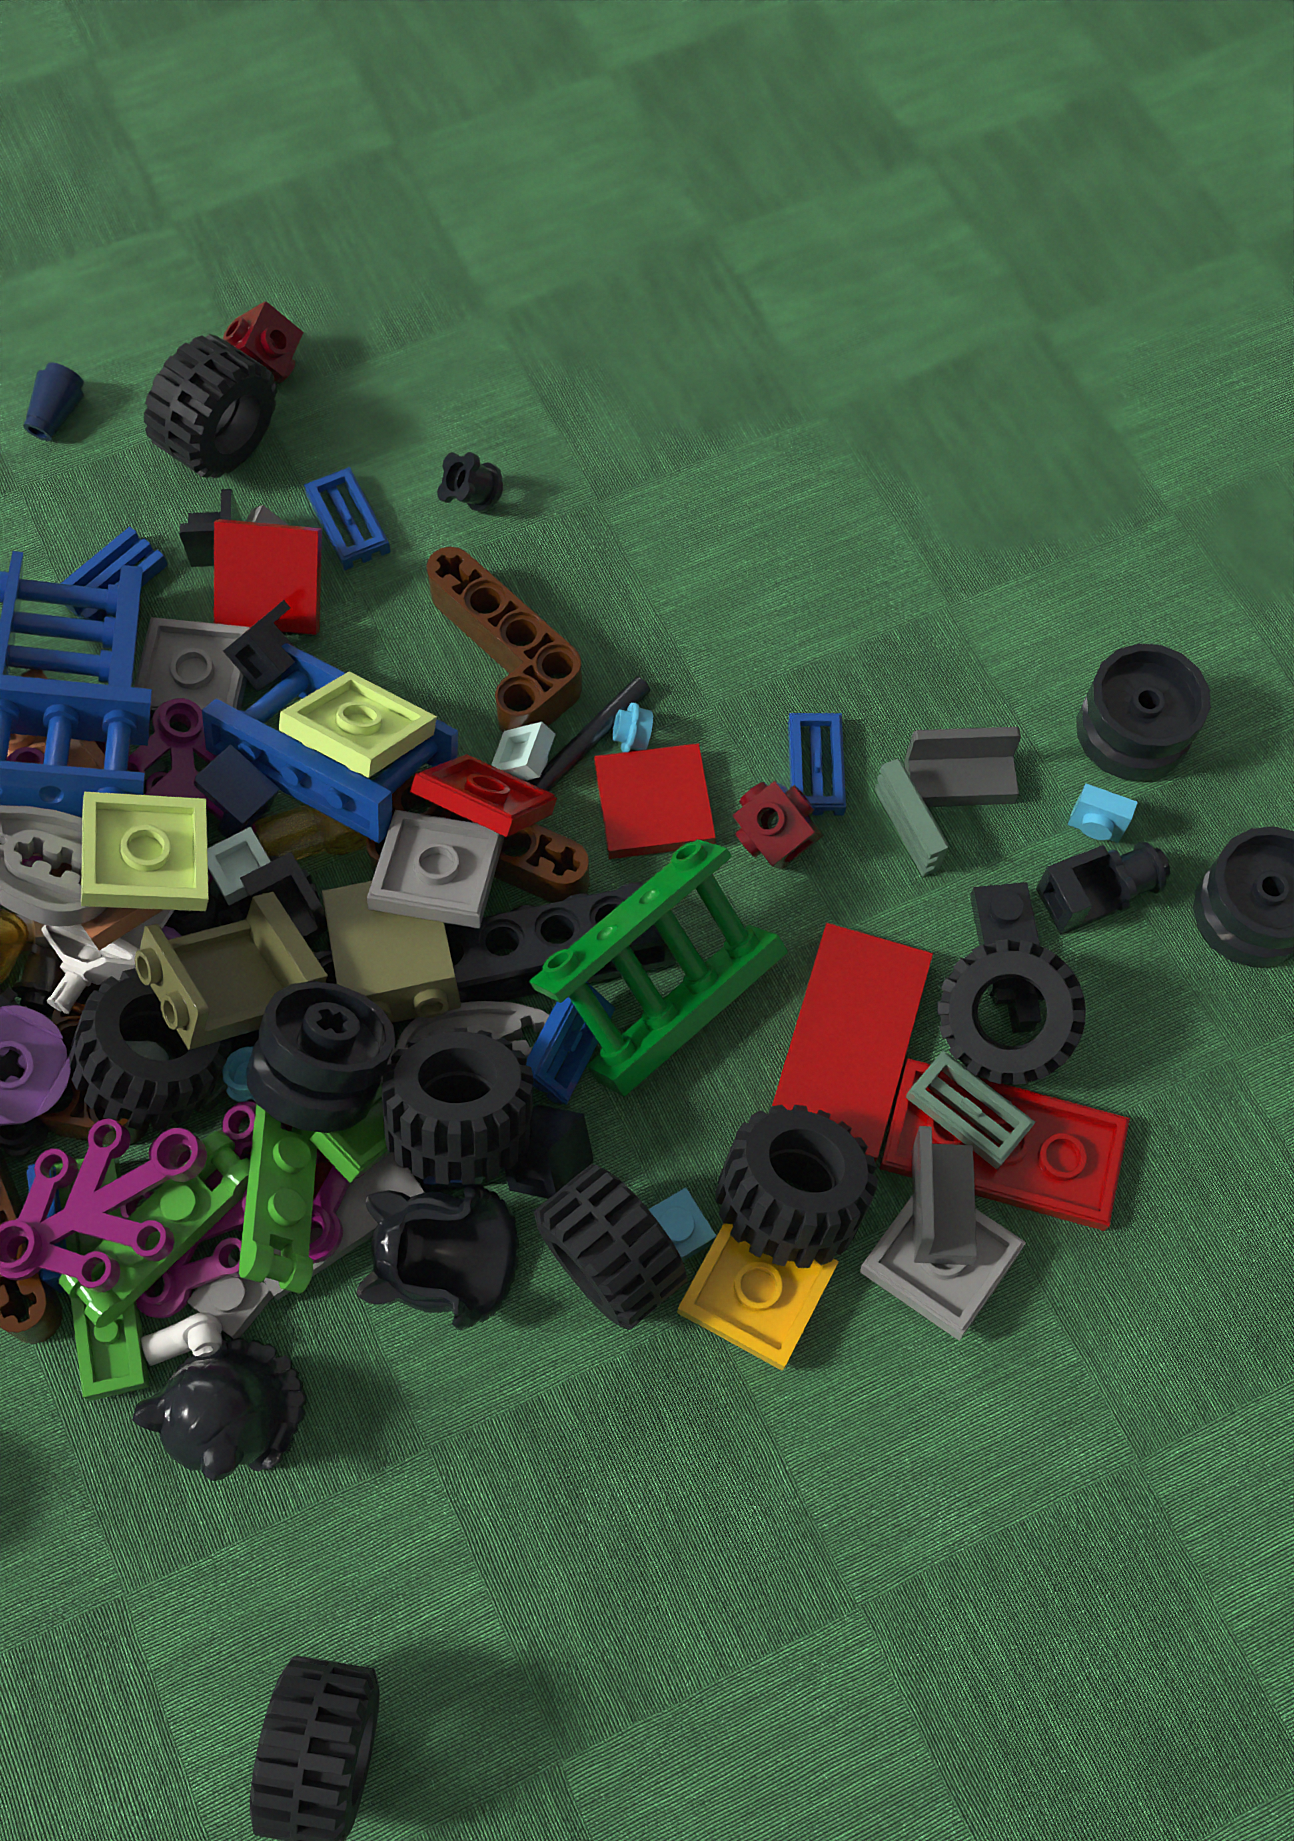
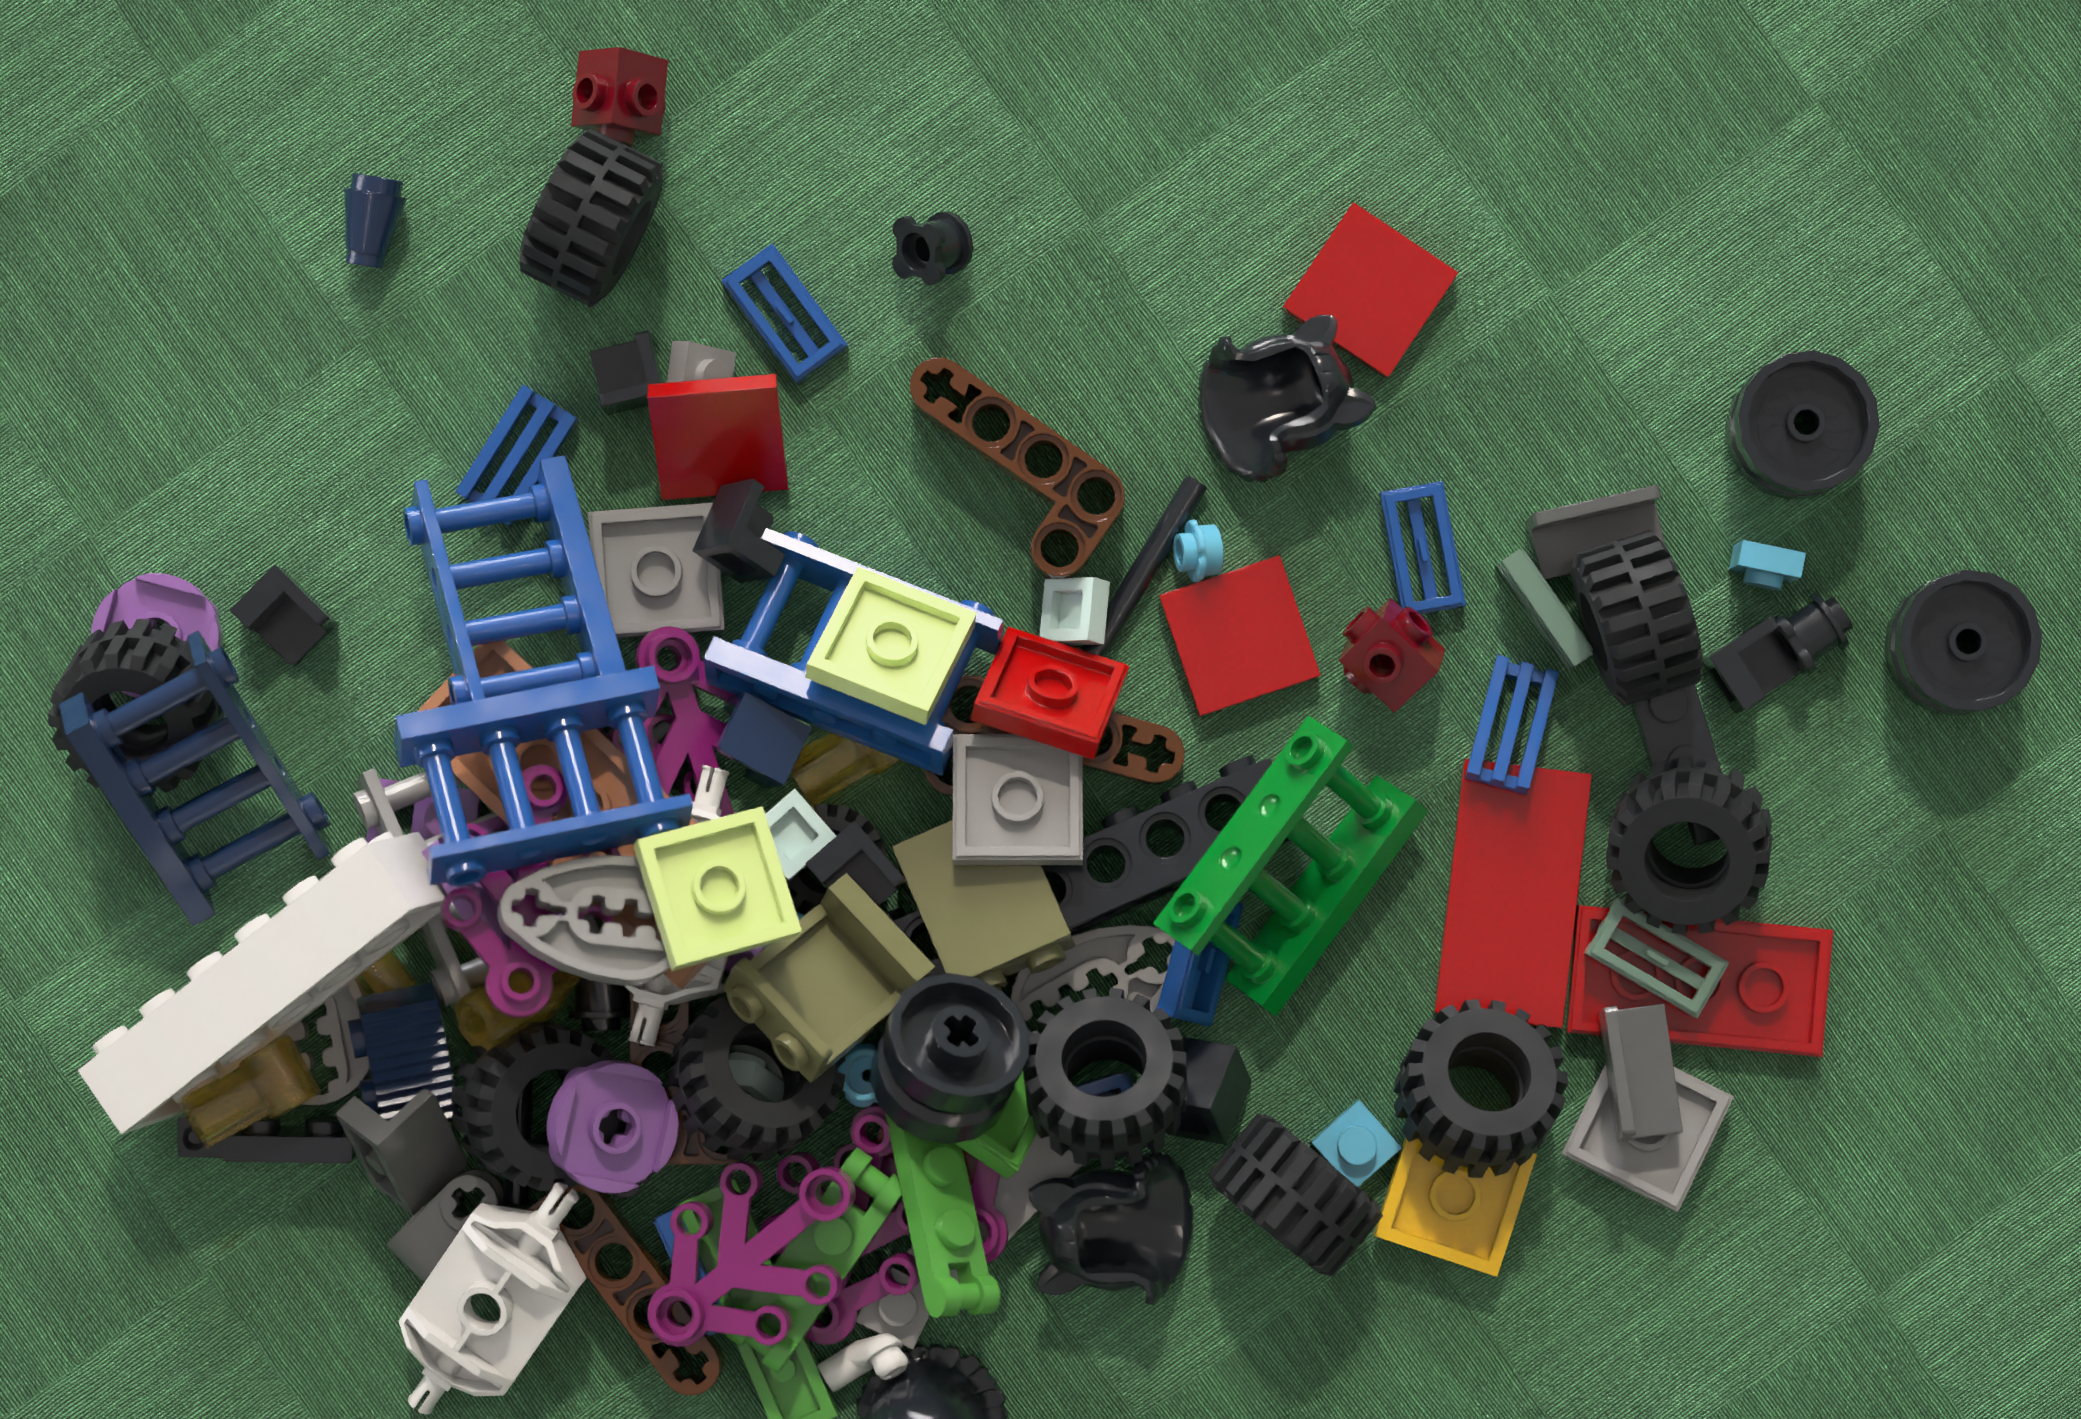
camera: 10 degrees left, 20 degrees up
(718, 623) = (1277, 398): none -> black hair
(805, 576) = (1374, 287): none -> red tile
(884, 872) = (1524, 676): none -> blue tile
(990, 821) = (1637, 617): none -> black tyre

